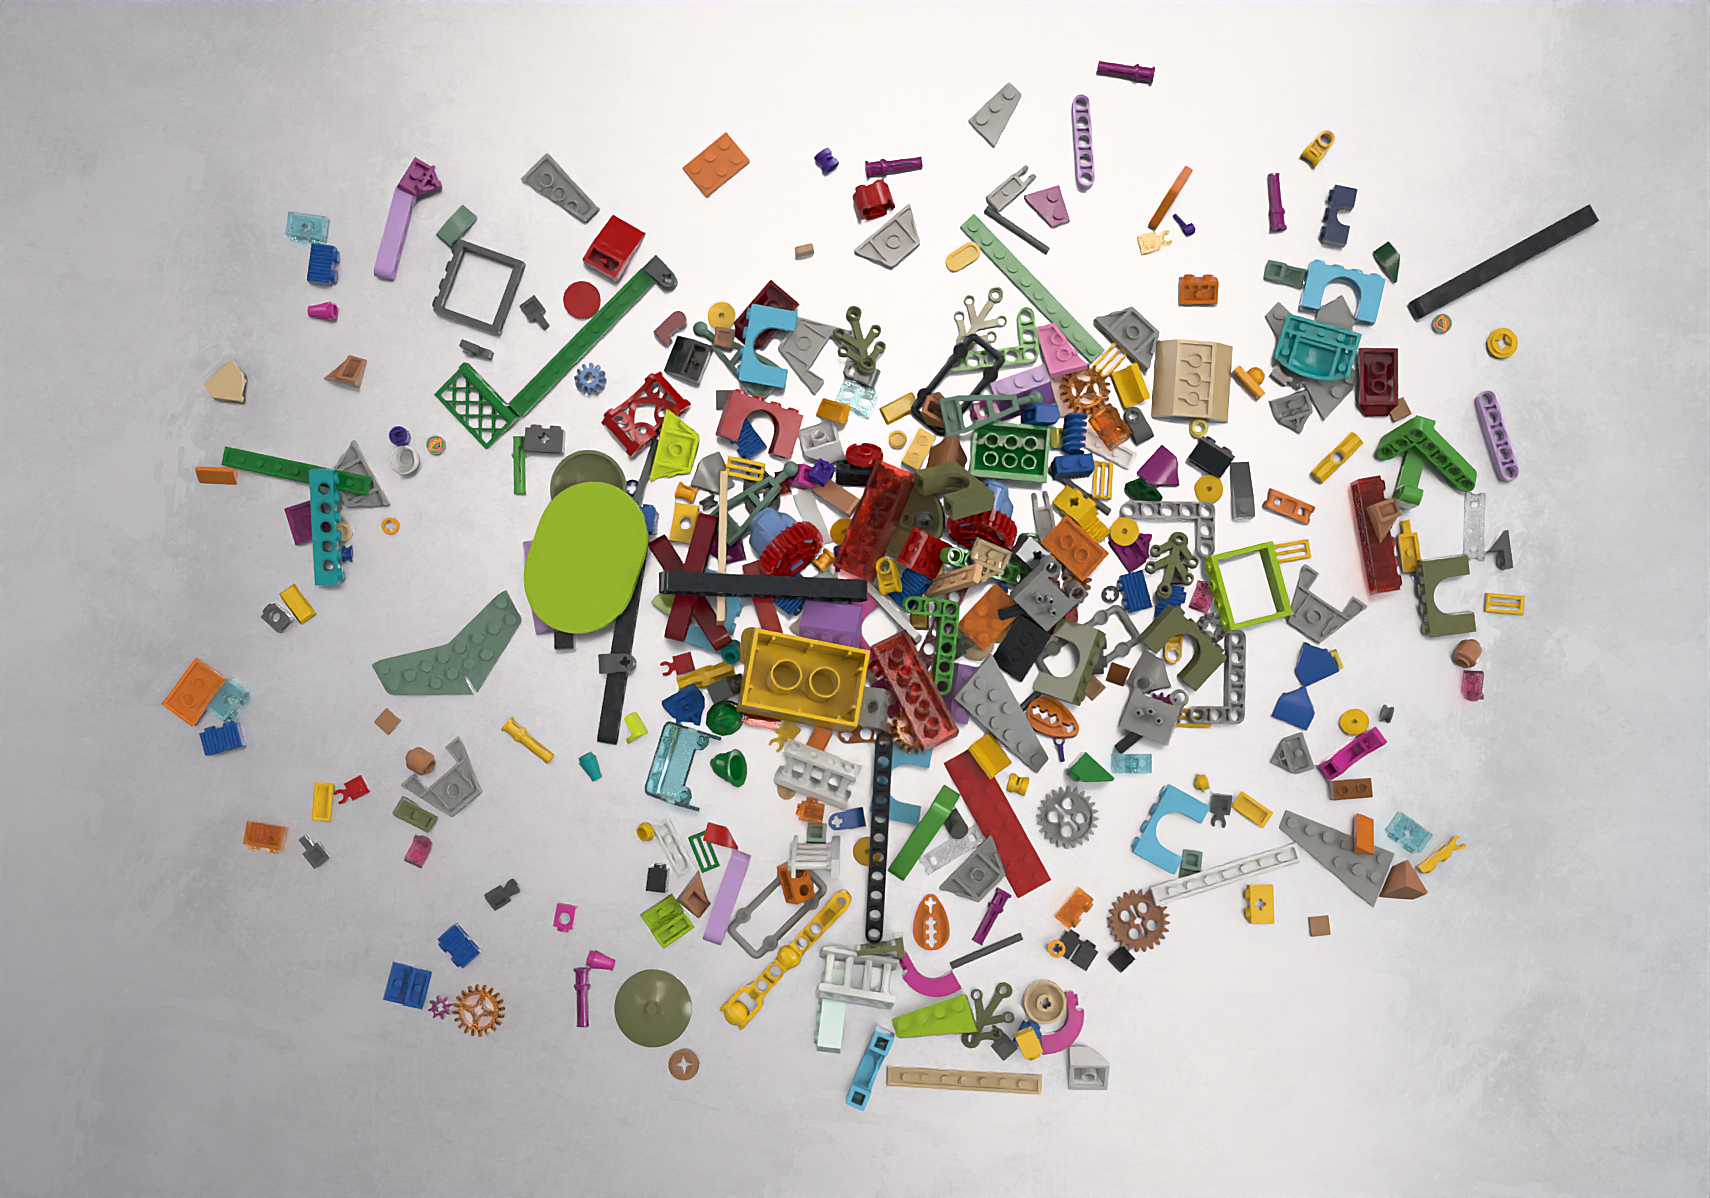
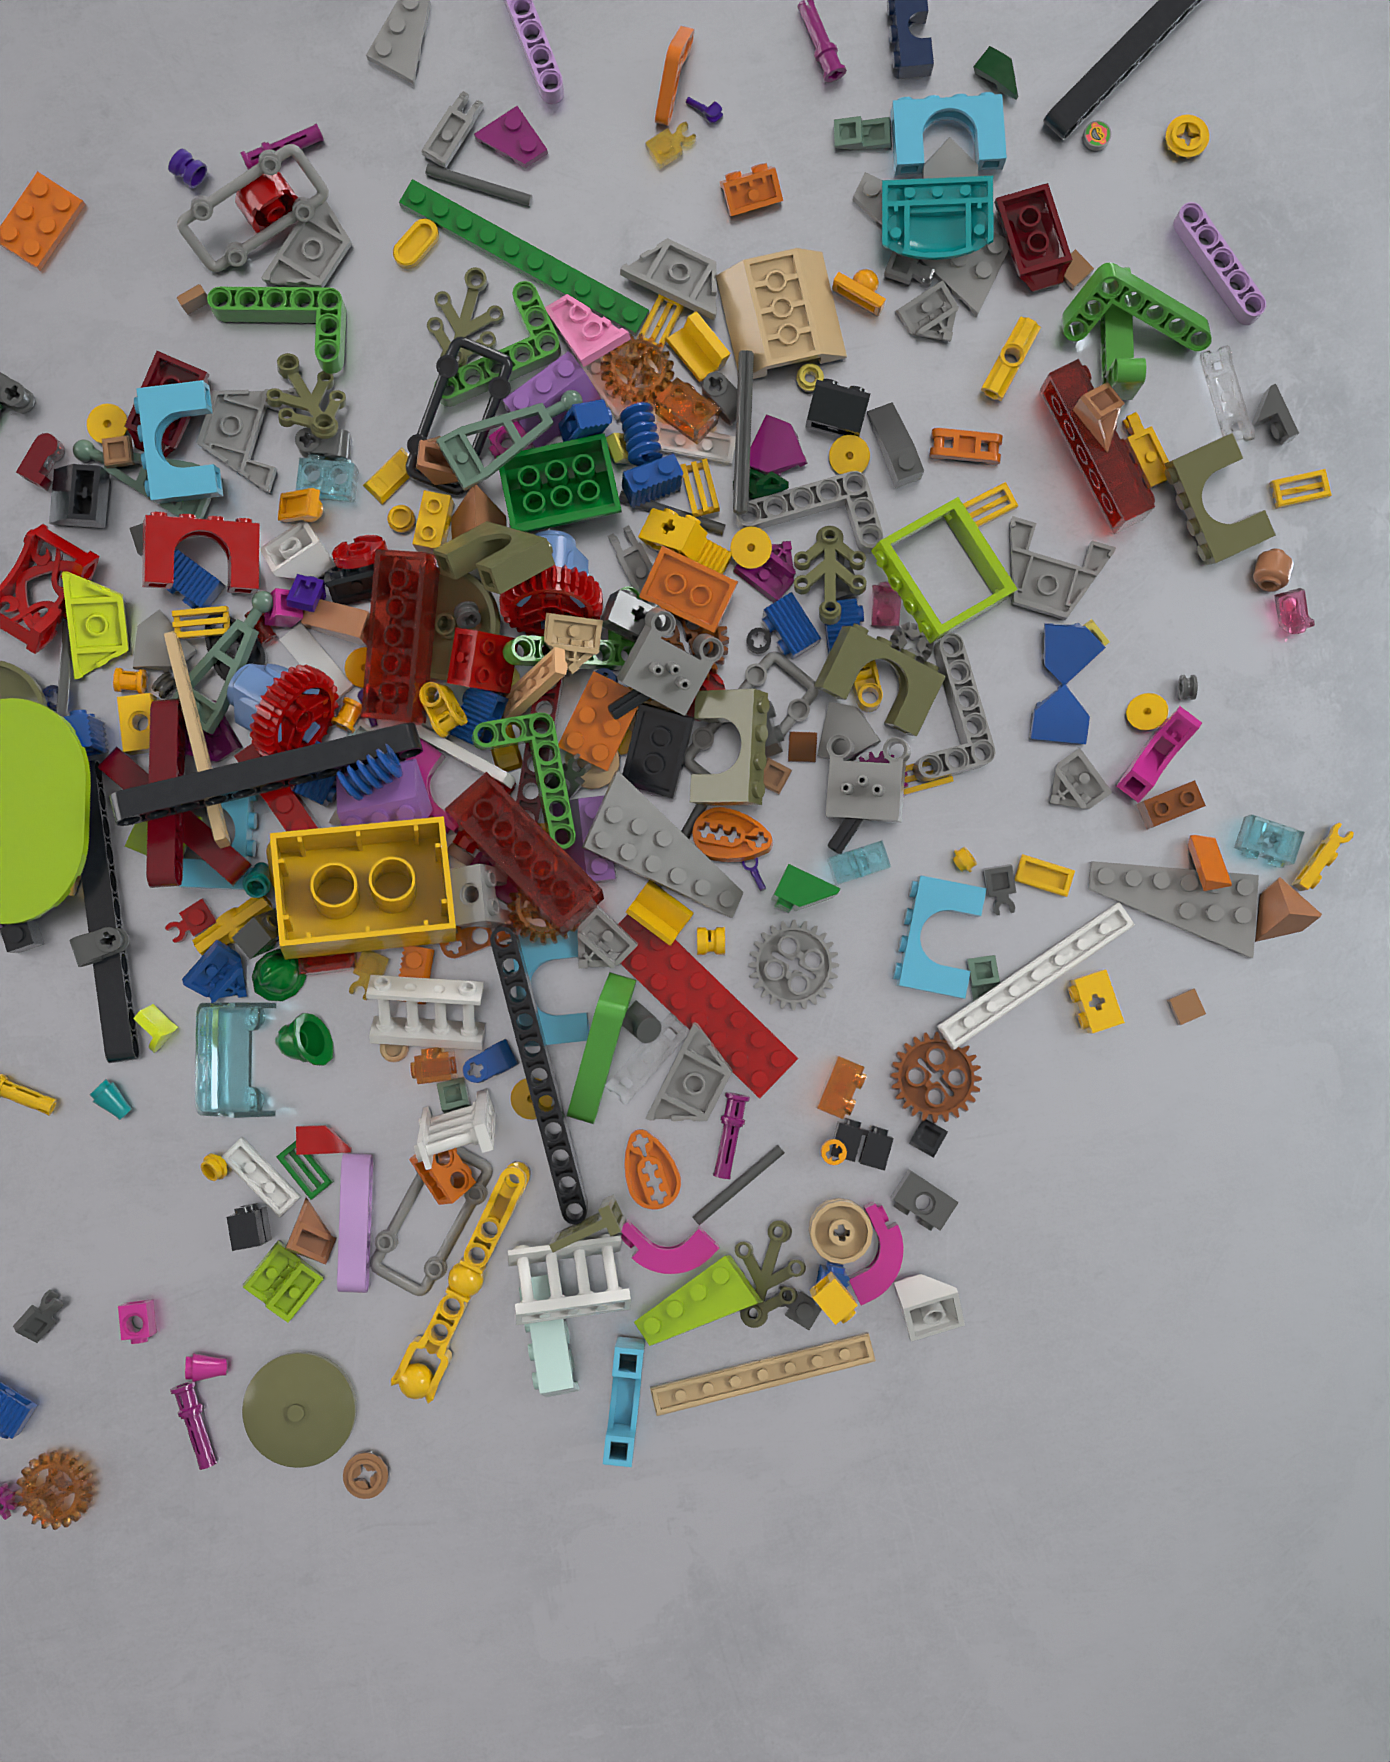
camera: 20 degrees left, 0 degrees up
(830, 608) = (371, 774): none -> blue piece
(865, 278) = (289, 312): none -> bright green beam
(884, 181) = (270, 164): none -> light grey bar
(946, 763) = (602, 941): none -> light grey slope
(1113, 1008) = (940, 1204): none -> dark grey brick
(1143, 454) = (743, 432): none -> dark grey axle

